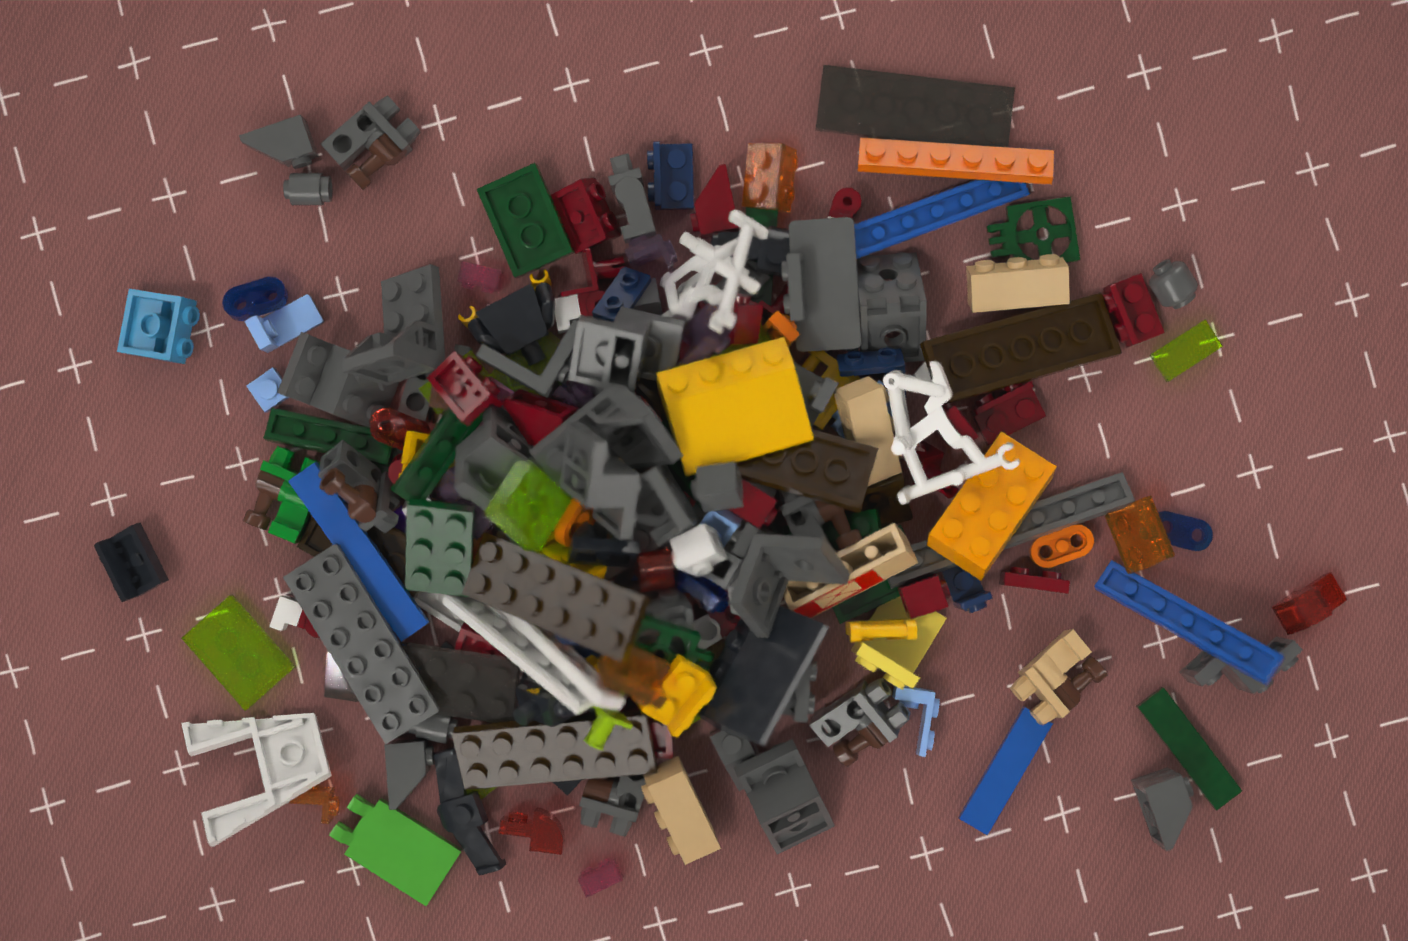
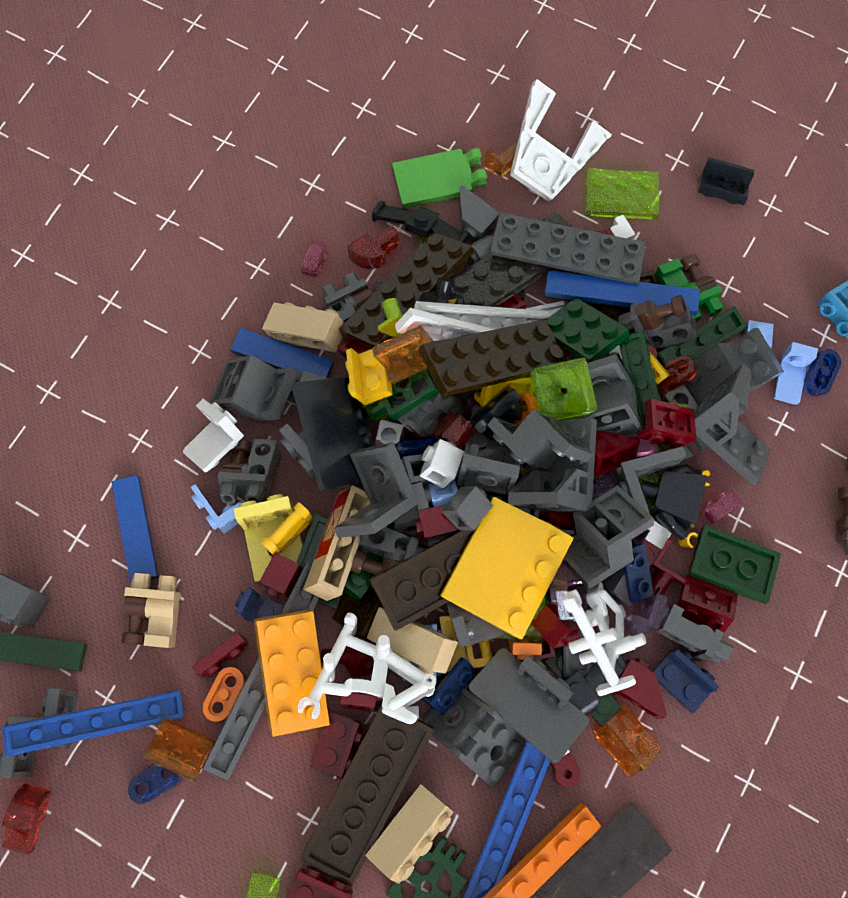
camera: 130 degrees right, 15 degrees down
(724, 807) = (279, 354): none -> blue tile
(864, 782) = (215, 438): none -> white bracket

